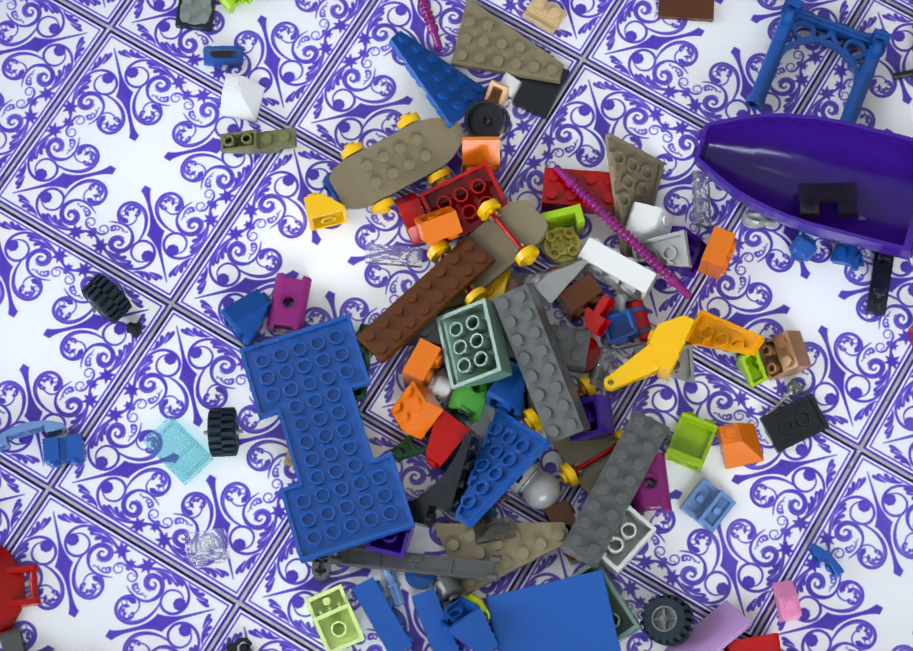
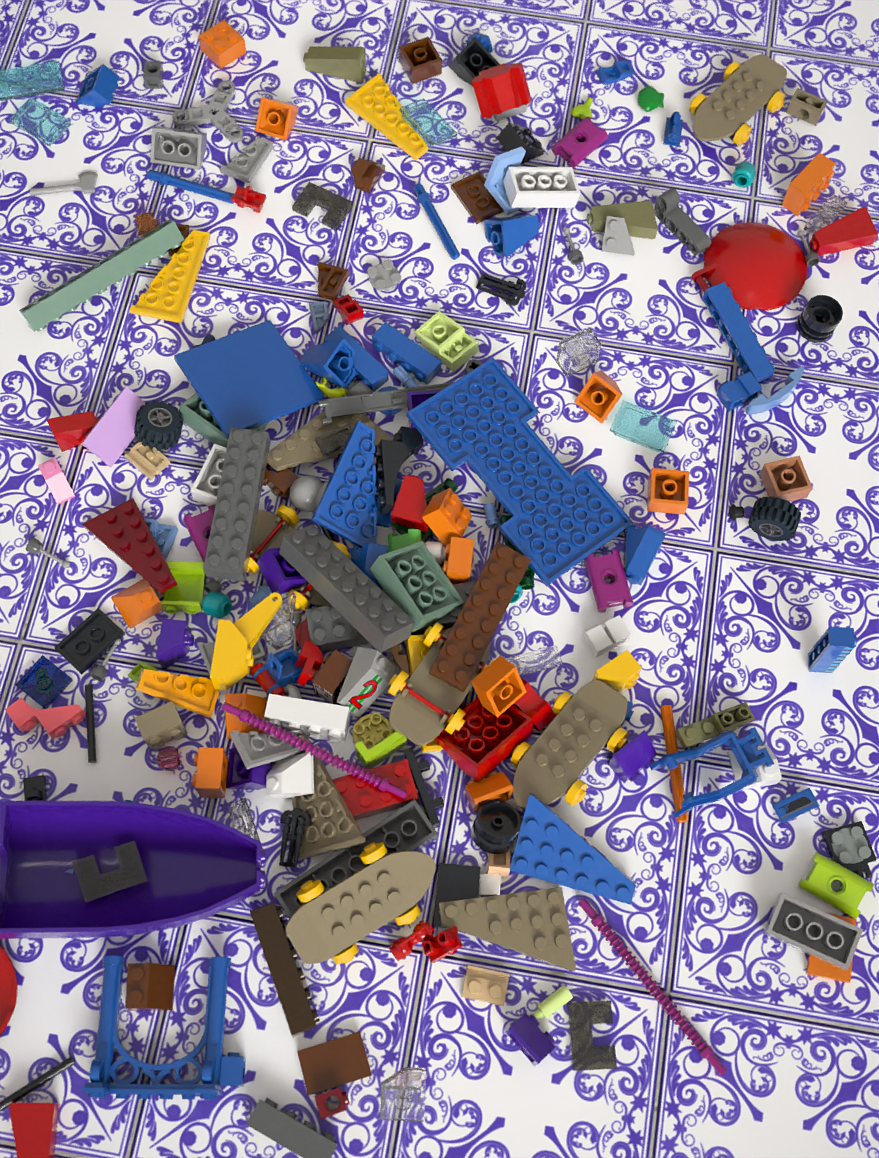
camera: 155 degrees right, 5 degrees down
(32, 511) = (737, 332): none -> blue brick
(72, 336) = (786, 479): none -> nougat brick
(128, 152) = (831, 649): none -> blue brick
(190, 367) = (668, 491): none -> orange brick
(205, 495) = (599, 396): none -> orange slope
(223, 432) = (611, 442): black wheel -> none
(247, 101) = (746, 753): none -> blue piece
(308, 127) = (672, 747): none -> orange axle
(316, 255) = (607, 636): none -> white piece
(338, 137) = (633, 757): none -> dark purple slope
(370, 409) = (491, 516): none -> medium blue pin
(535, 164) = (430, 806): none -> black hinge
(568, 51) = (442, 945): none -> red hips
(600, 63) = (403, 946): none -> red piece
(622, 408) = (262, 592): none -> medium blue pin
(628, 94) = (359, 904): none -> dark tan piece
(641, 127) = (401, 831): none -> dark grey brick
(660, 179) = (295, 837): none -> black piece
(665, 412) = (216, 604): none -> teal head
(667, 300) = (244, 701): none -> orange slope
(690, 590) = (146, 460): none -> tan plate
(704, 76) = (283, 969): none -> dark brown brick
(715, 384) = (173, 642): none -> dark purple slope
(730, 511) = (131, 540): none -> dark red wing
(750, 309) = (161, 726): none -> dark tan brick
(751, 284) = (168, 758): none -> clear pink piece
(768, 22) = (232, 1070): none -> blue brick
(784, 355) = (115, 699): medium nougat slope -> none
(813, 342) = (90, 722): none -> black bar
(819, 100) = (150, 987): none -> reddish brown slope
(822, 556) = (30, 527): blue slope -> none
(823, 536) = (35, 546): none -> hinge
(846, 398) = (44, 682): none -> clear blue tile
(847, 356) = (54, 720): none -> coral arch

